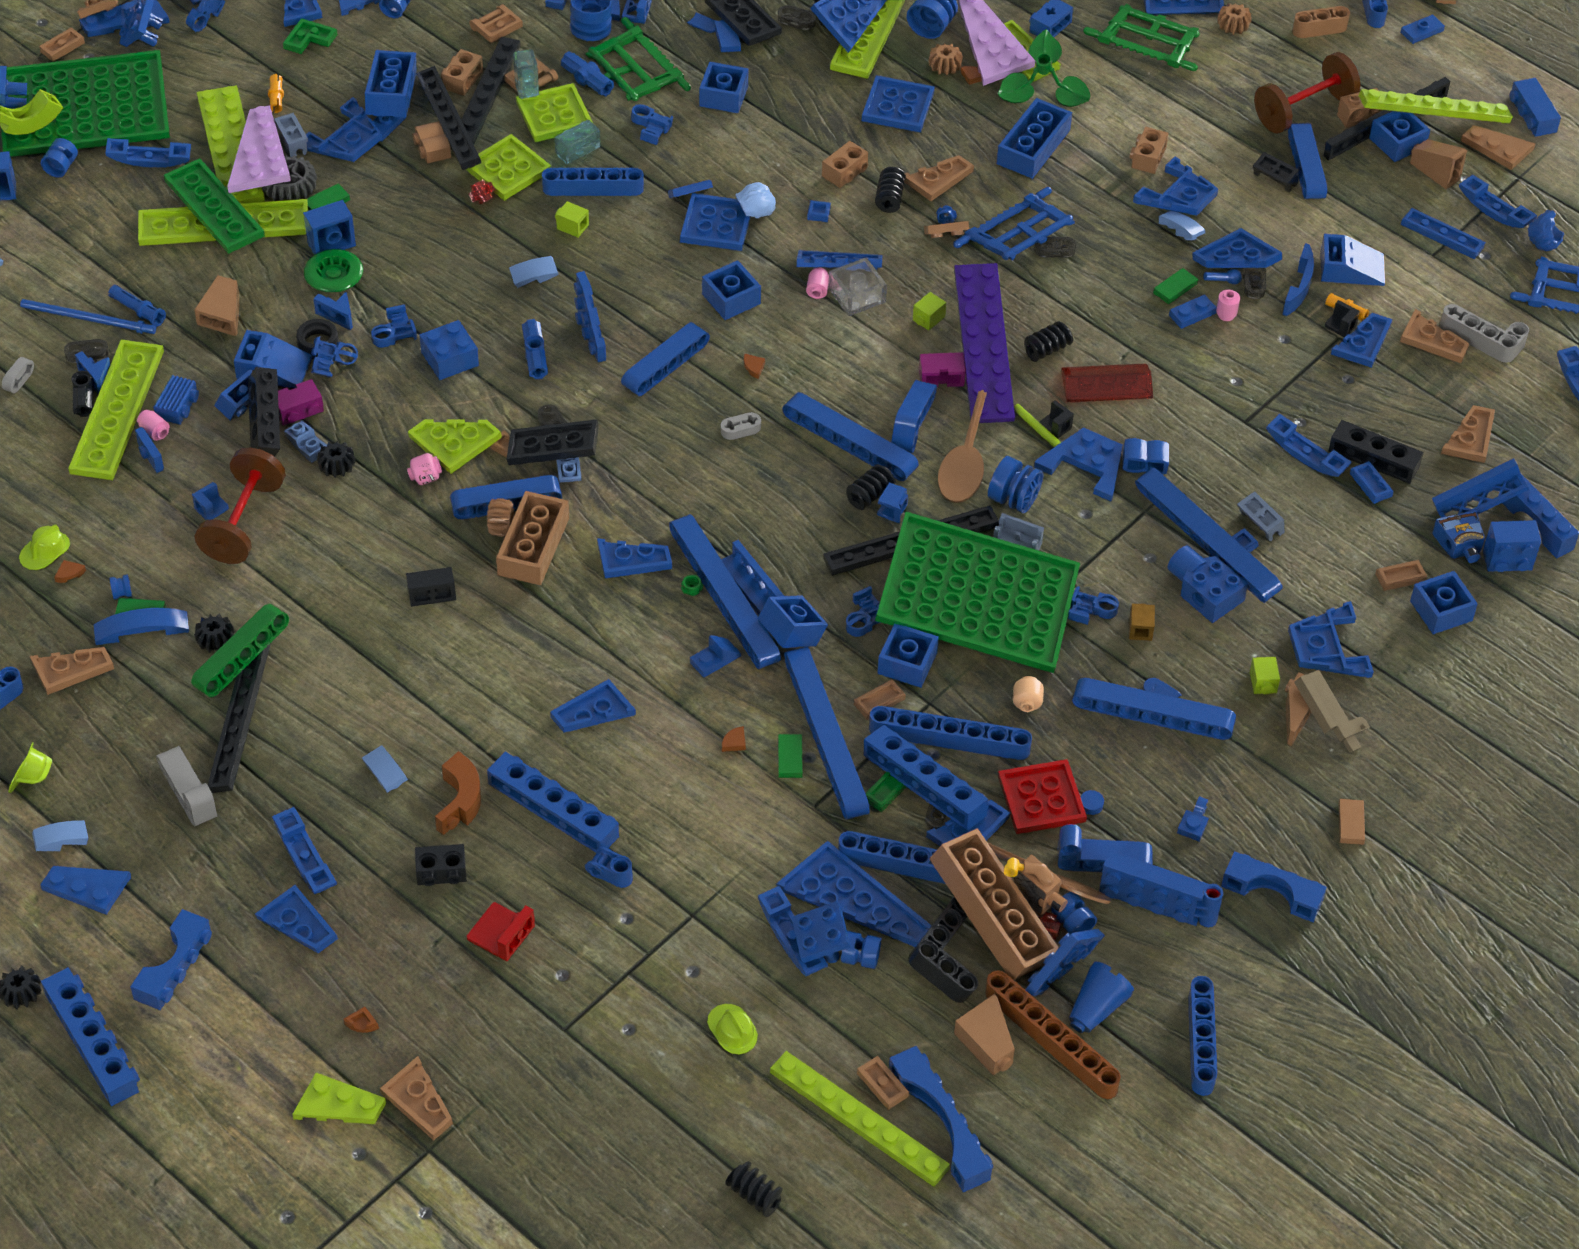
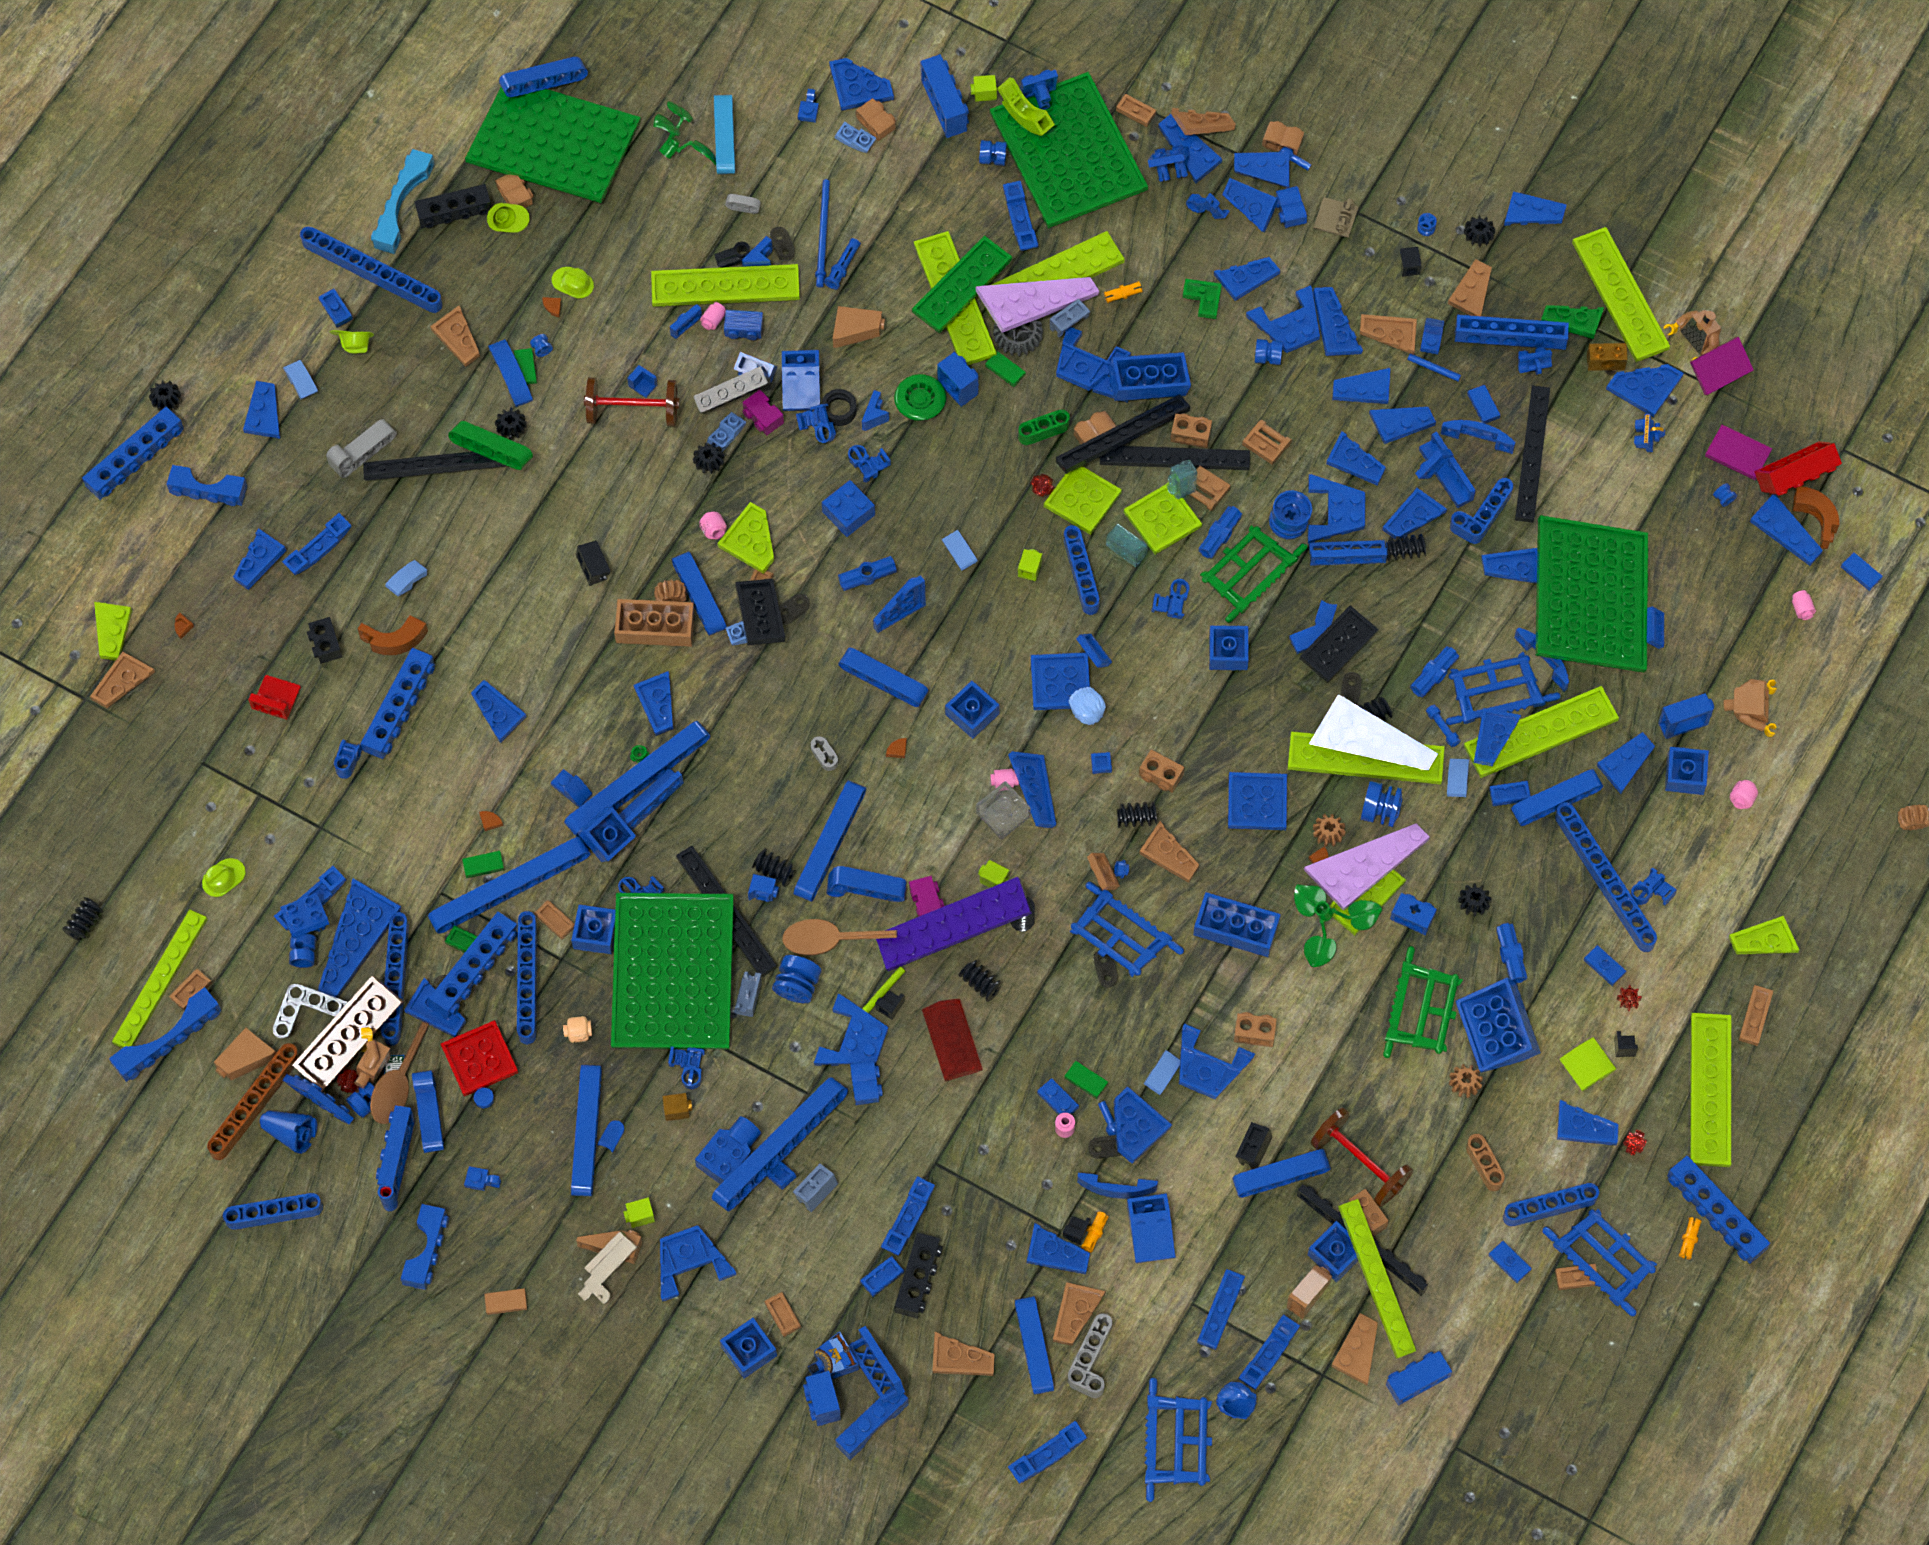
camera: 80 degrees right, 15 degrees up
(412, 179) = (1049, 420): none -> green beam
(1466, 374) = (1034, 1345): none -> blue beam

